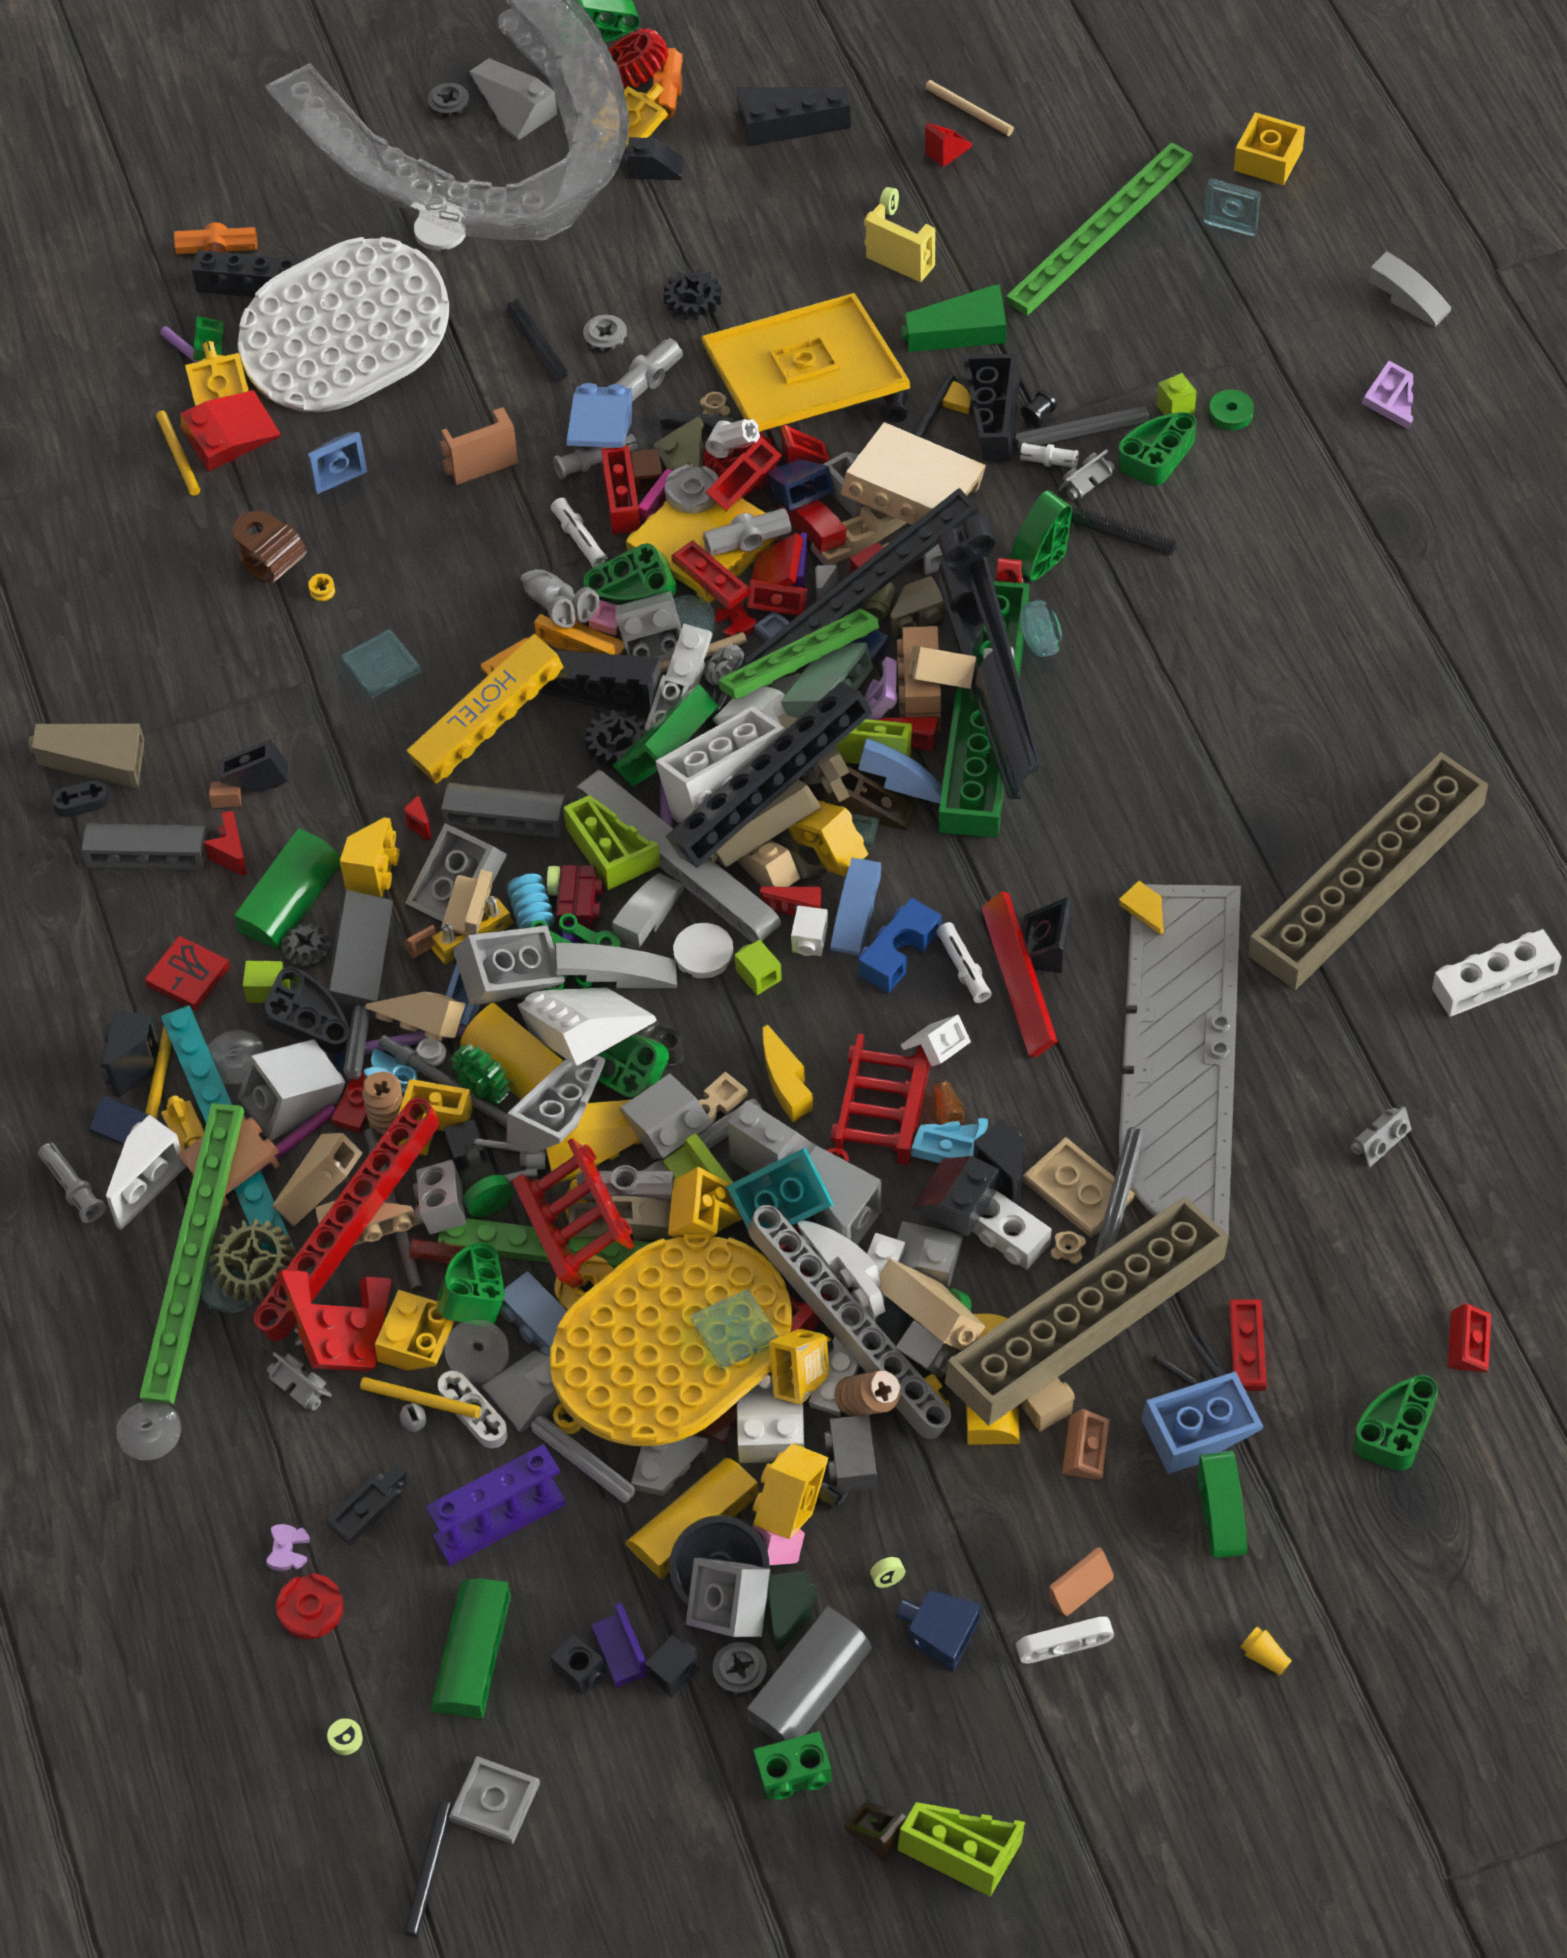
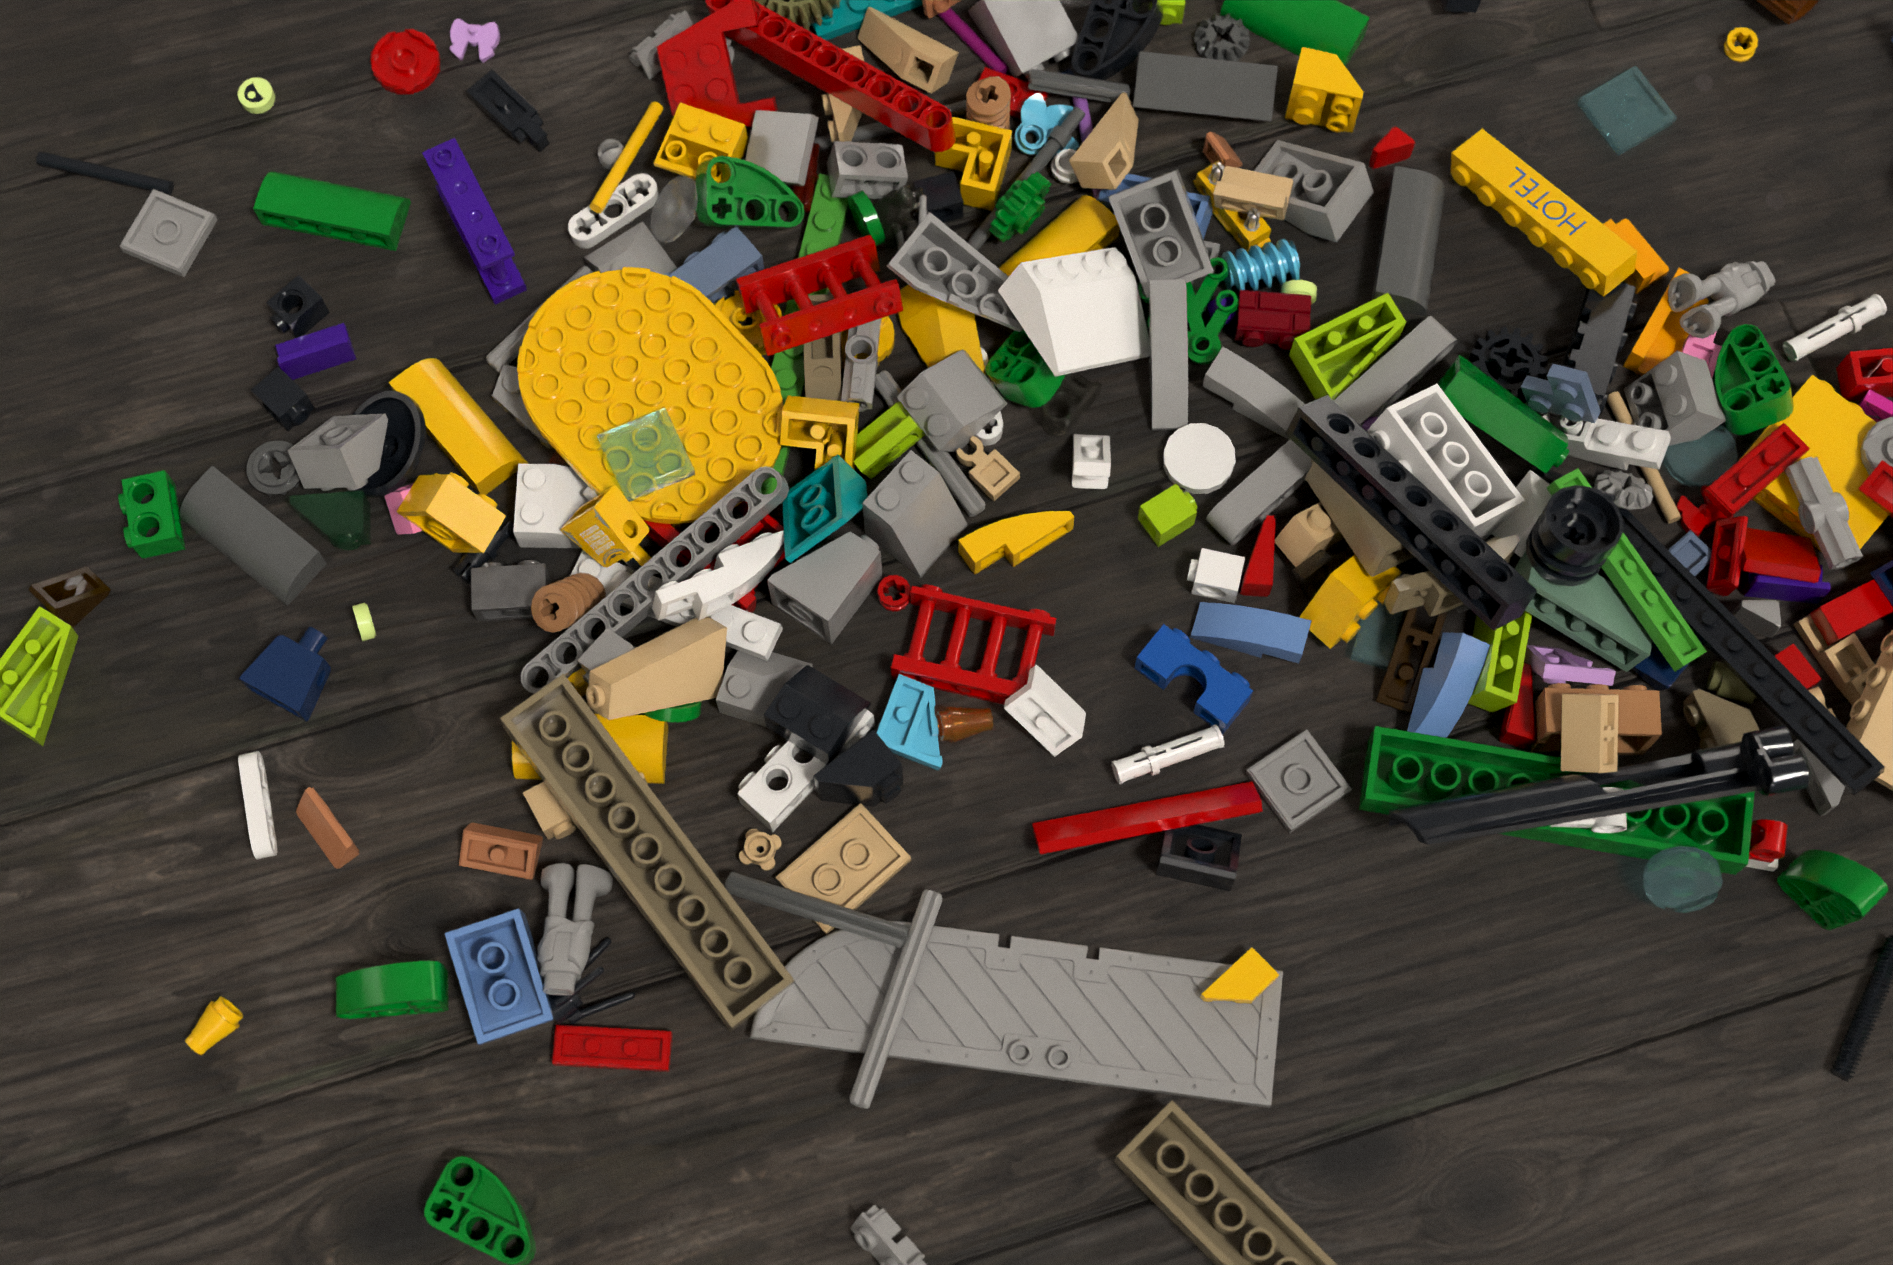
camera: 90 degrees right, 15 degrees up
(416, 1264) = (783, 144): none -> light grey tile
(659, 679) = (1564, 393): none -> sand blue plate
(710, 1022) = (1091, 461): none -> white slope
(788, 666) = (1574, 535): none -> black wheel
(977, 877) = (1298, 781): none -> light grey tile
(1167, 1371) = (566, 942): none -> light grey piece
(1188, 1135) = (895, 999): none -> light grey axle

